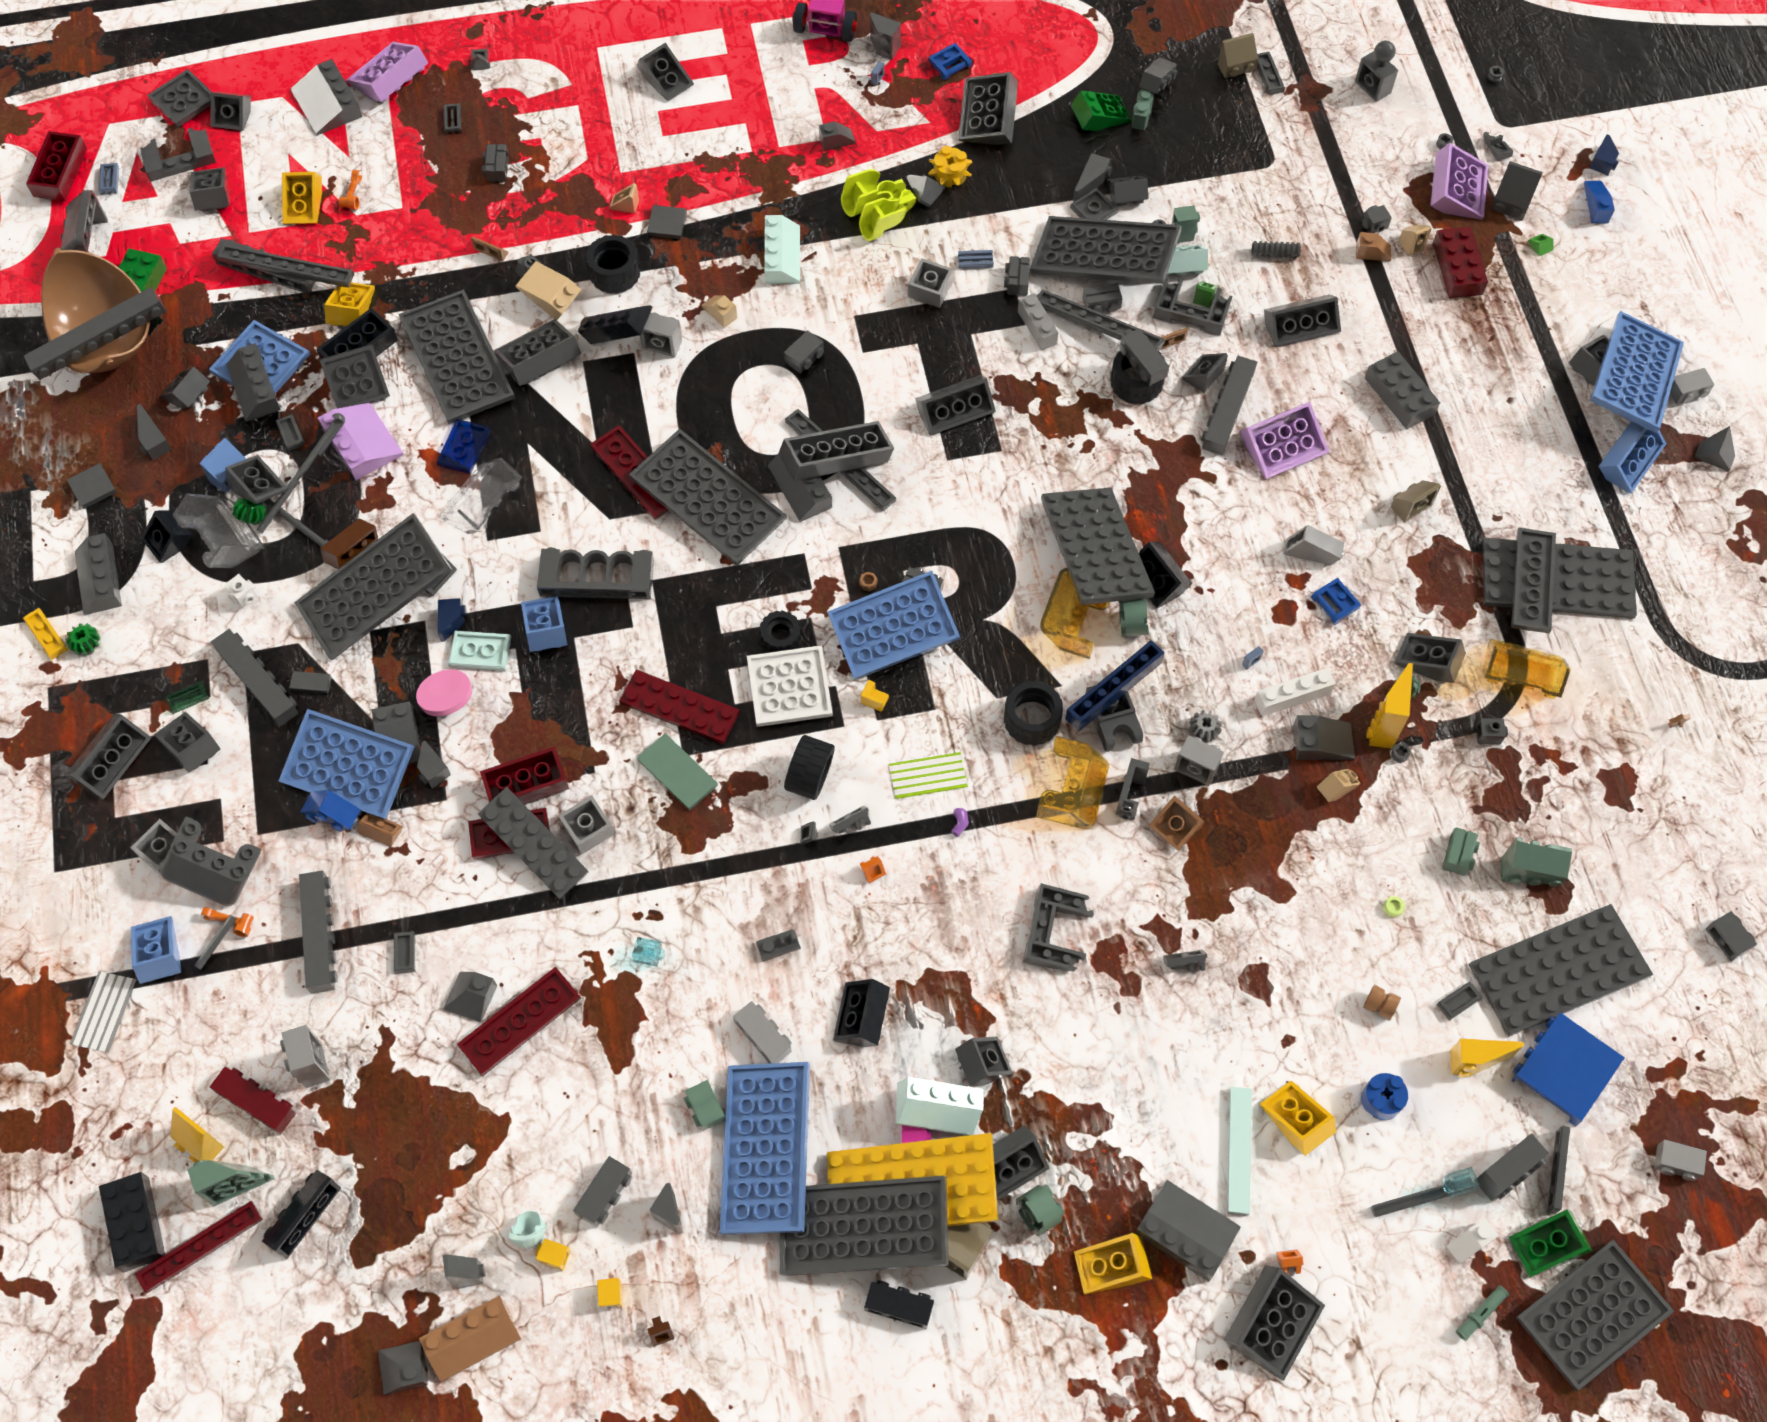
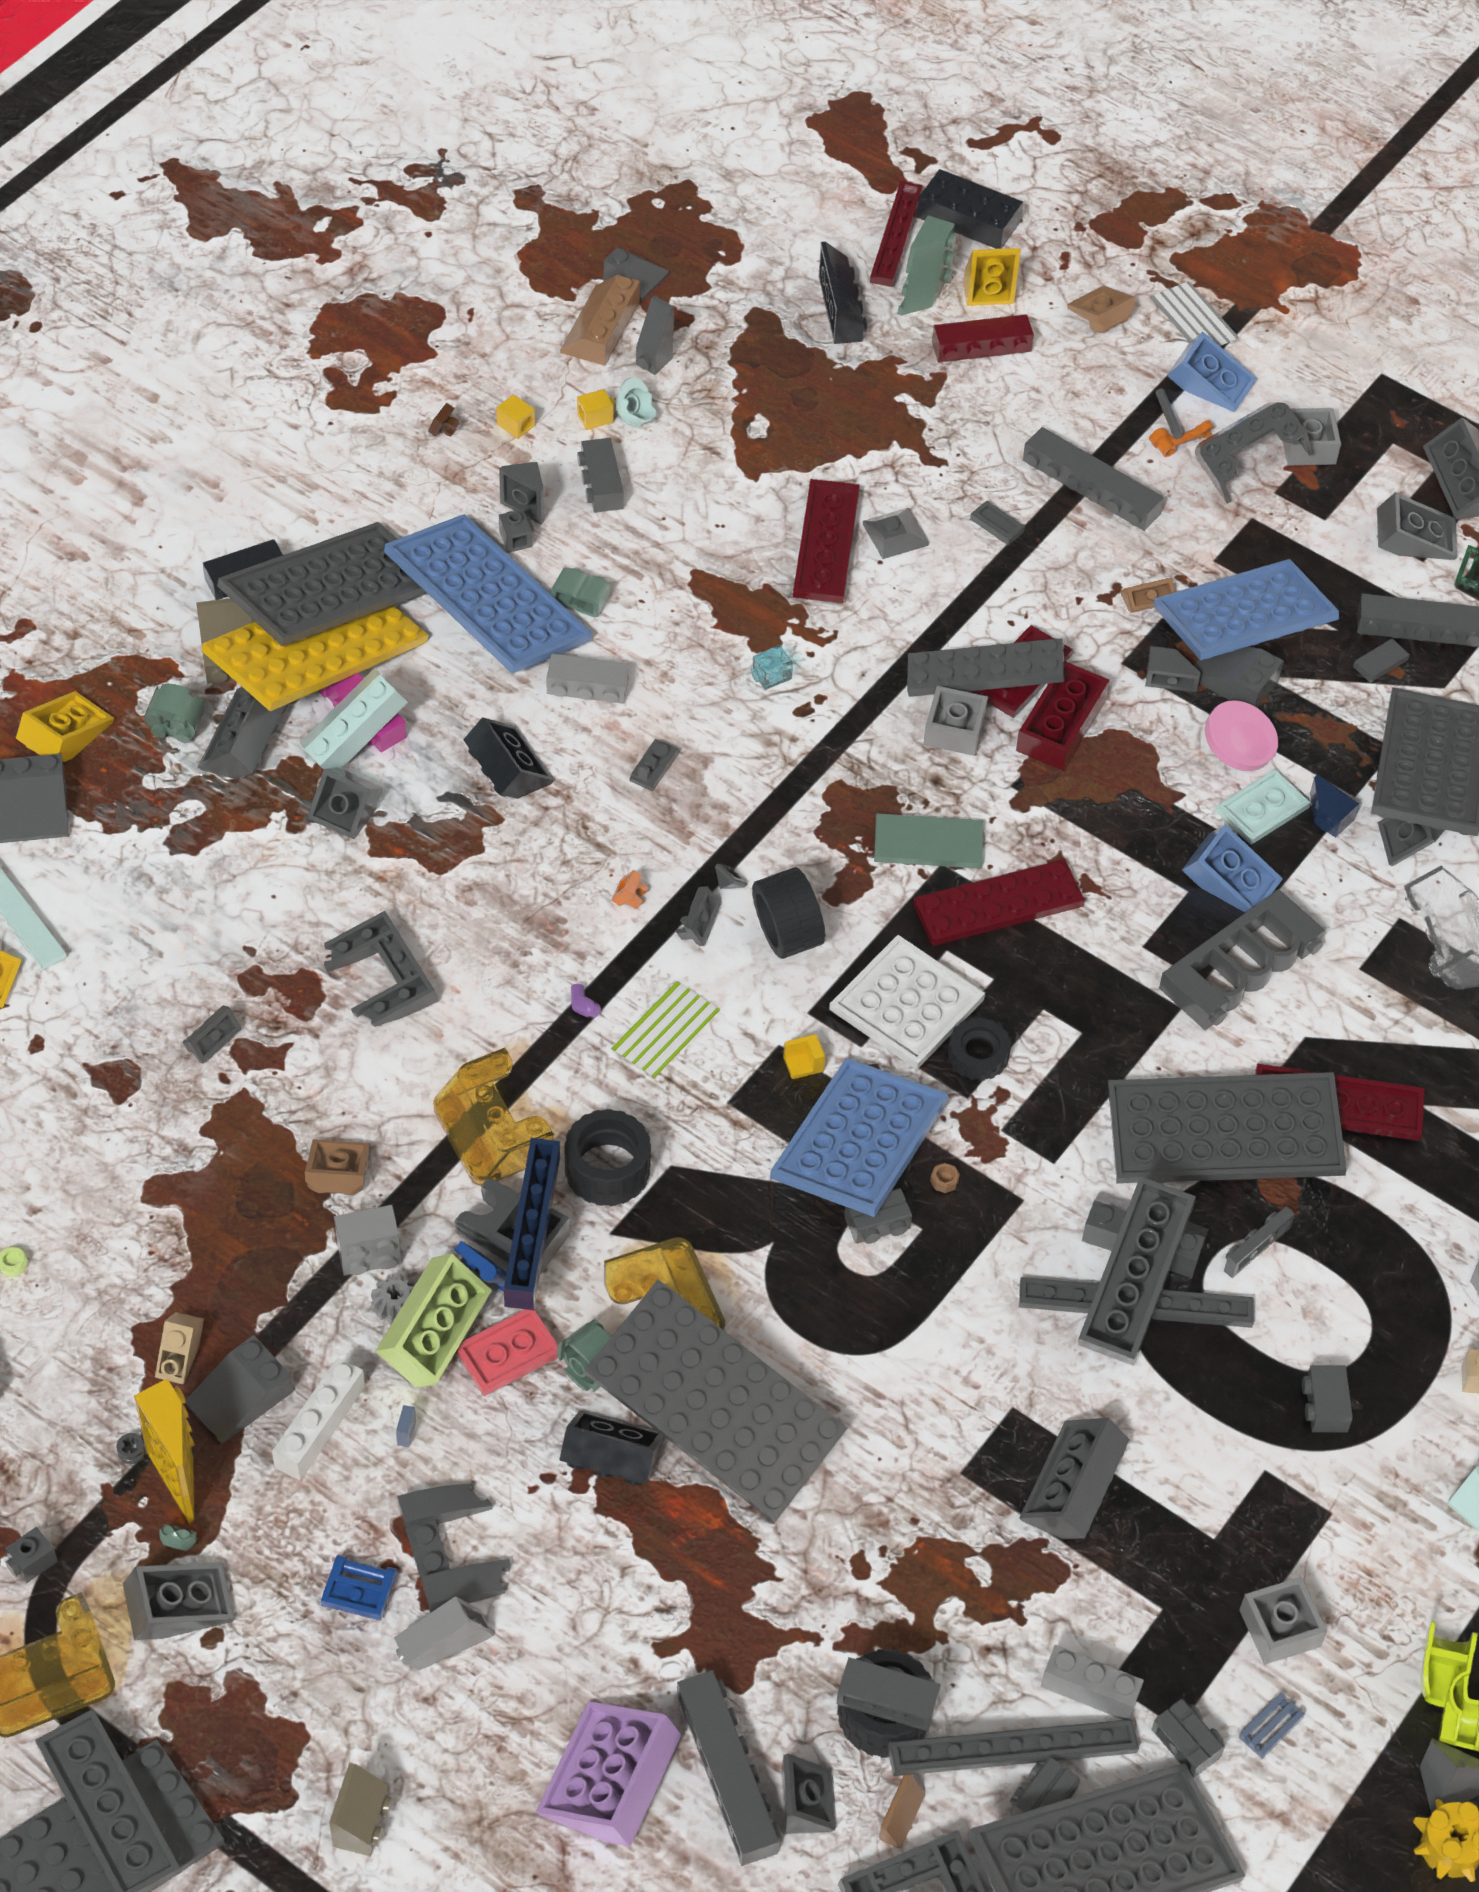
camera: 135 degrees right, 10 degrees down
(152, 1060) = (1103, 308): none -> medium nougat slope
(304, 1056) = (971, 375): light grey brick -> none
(330, 808) = (1205, 561): blue brick -> none
(698, 1191) = (516, 530): none -> dark grey brick
(754, 437) = (1258, 1241): none -> dark grey plate
(1137, 774) = (428, 1171): dark grey panel -> none
(1150, 705) = (481, 1264): none -> blue plate
(1179, 659) = (507, 1351): none -> coral plate
(1200, 690) = (433, 1320): none -> yellowish green brick
(1277, 612) = (420, 1515): none -> dark grey wedge

